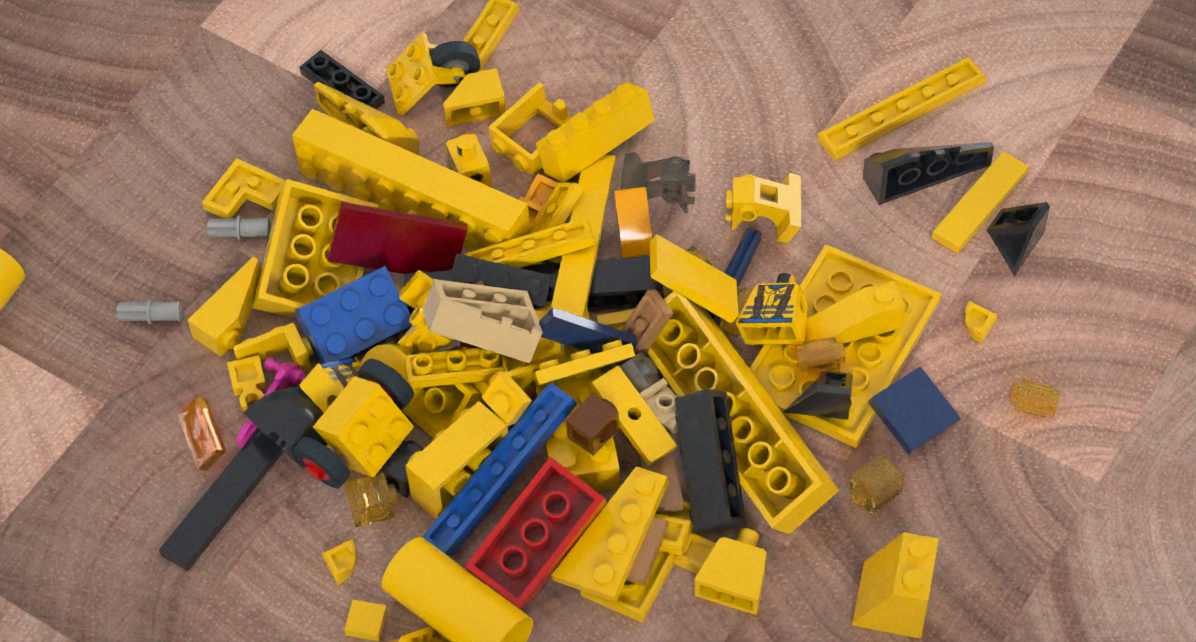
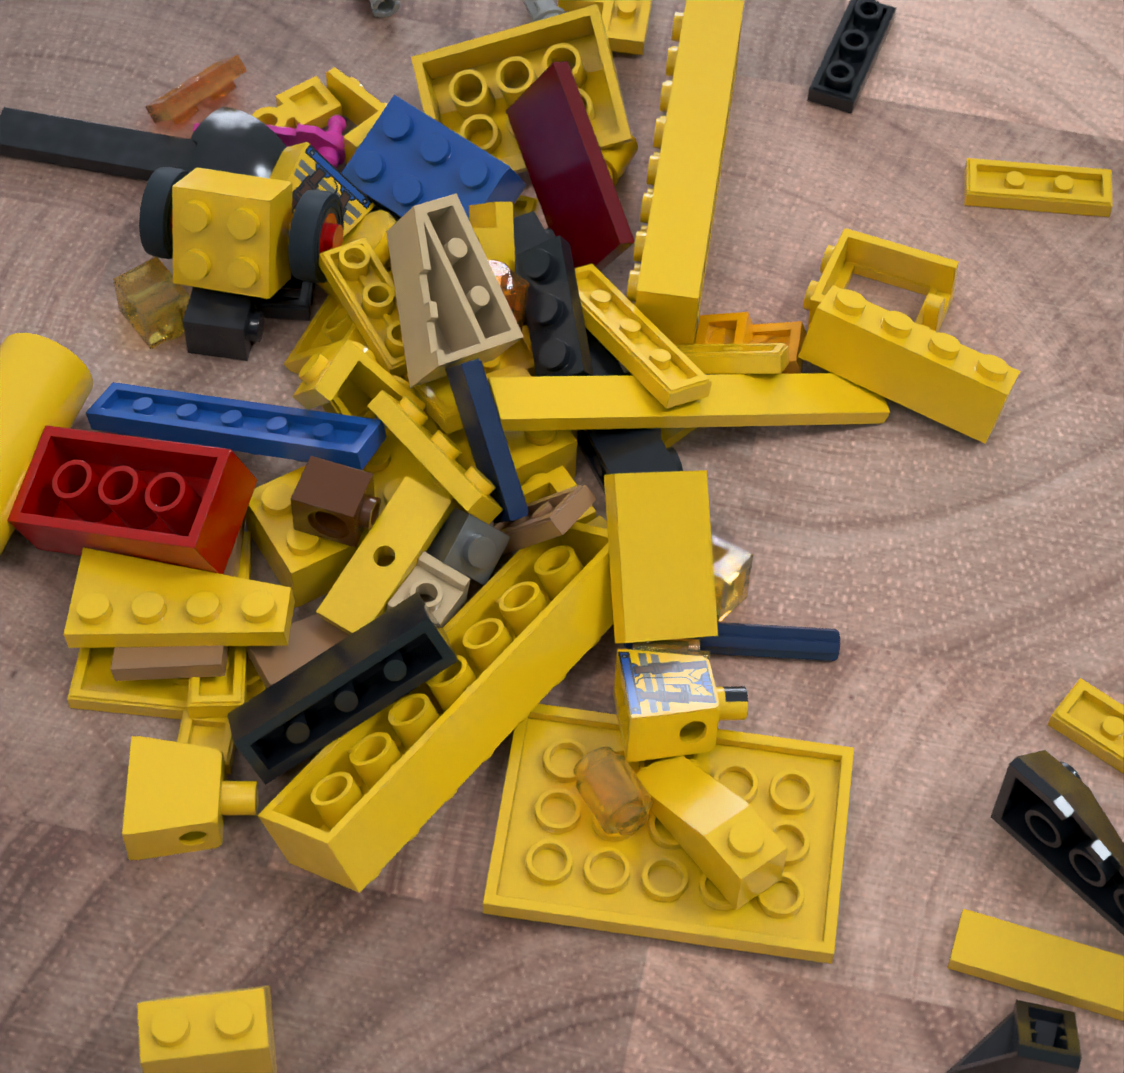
camera: 65 degrees right, 0 degrees up
(225, 315) = (380, 46): yellow slope -> none
(341, 560) = (54, 309): yellow tile -> none
(365, 118) = (772, 104): yellow wedge -> none
(429, 65) = (930, 142): yellow plate -> none
(453, 458) = (226, 356): yellow brick -> none
(467, 158) = (761, 233): yellow torso -> none
(475, 99) = (902, 204): yellow slope -> none
(633, 221) = (764, 460): light orange slope -> none
(675, 179) = (857, 486): clear smoke tile -> none
(783, 211) = (895, 662): yellow tile -> none
(825, 397) = (550, 831): black slope -> none
(876, 483) = (413, 956): clear yellow brick -> none
(914, 410) = (579, 975): dark blue tile -> none
(978, 321) = (815, 1037): yellow tile -> none

